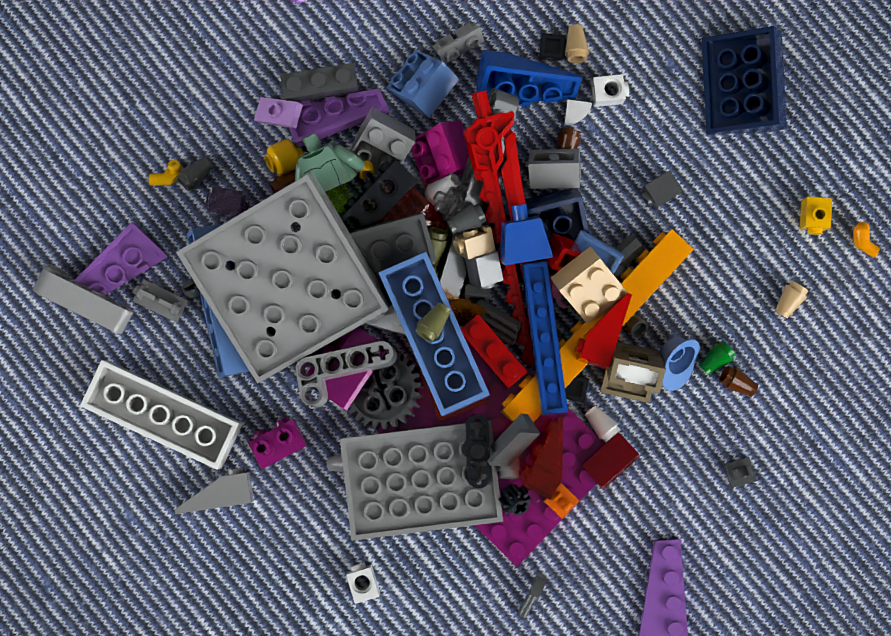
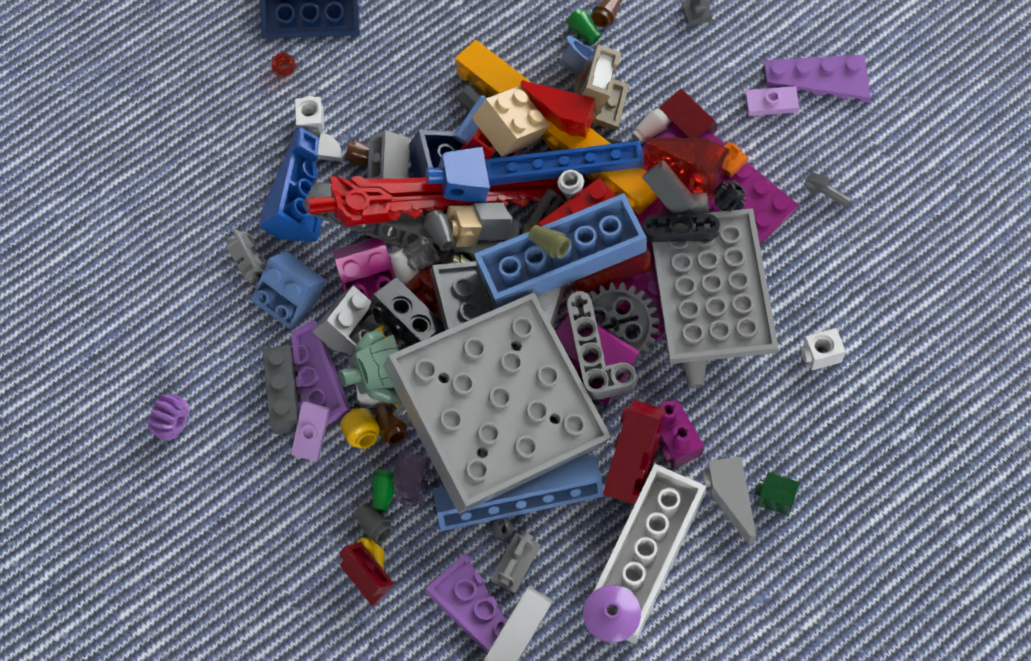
camera: 85 degrees left, 20 degrees down
(110, 387) = (609, 627): none -> medium lavender dish
(145, 169) = (365, 572): none -> dark red panel
(221, 534) = (777, 493): none -> dark green brick
(227, 179) = (382, 490): none -> green cone
(246, 404) = (634, 451): none -> dark red wedge
(520, 338) = (570, 183): none -> white cone
(552, 47) = (259, 170): black tile -> none
(575, 88) = (305, 144): none -> blue tile
(576, 45) = (260, 145): tan cone -> none
(634, 545) = (772, 101): none -> lavender plate
(661, 190) = (414, 71): dark grey brick -> none
(674, 56) = (283, 59): none -> clear red plate

